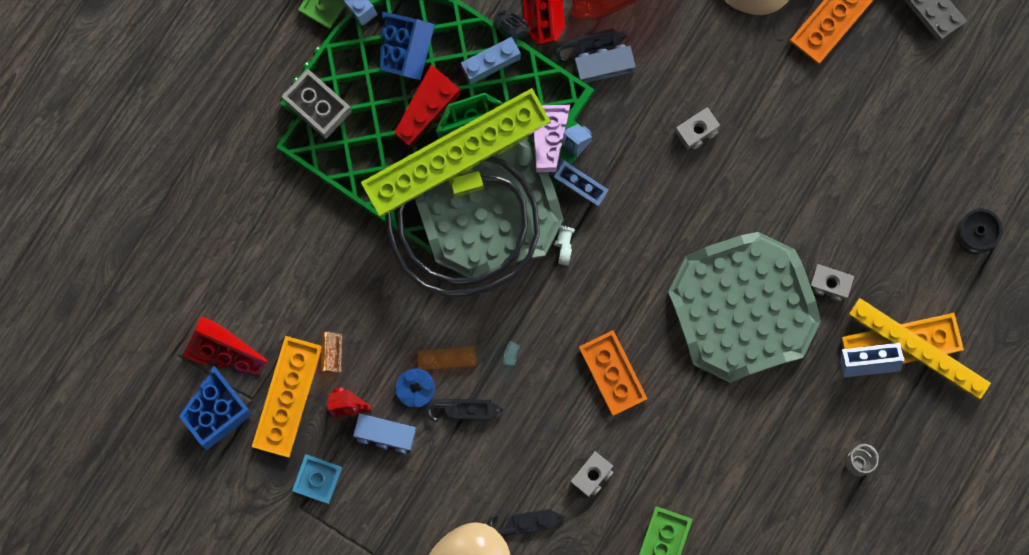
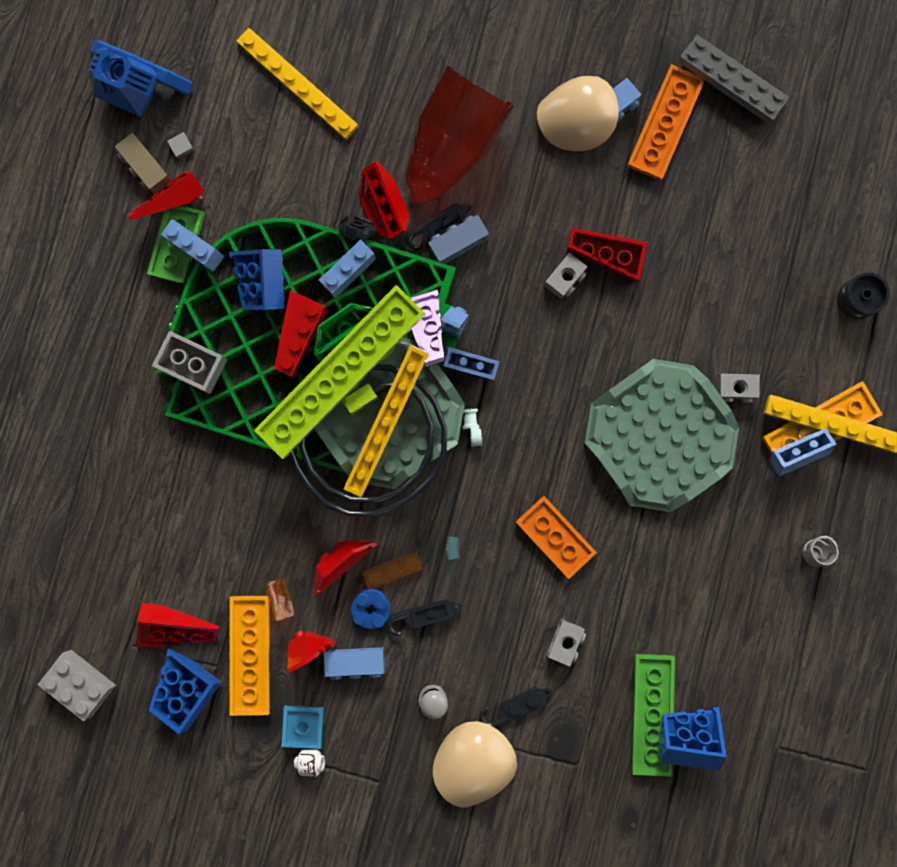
camera: 15 degrees left, 5 degrees up
(116, 375) = (76, 685): none -> light grey brick
(314, 514) = (309, 763): none -> white head
(399, 334) = (339, 561): none -> red wedge
(448, 492) = (433, 703): none -> light grey helmet
(484, 210) = (386, 420): none -> yellow plate
(746, 117) = (611, 252): none -> red wedge

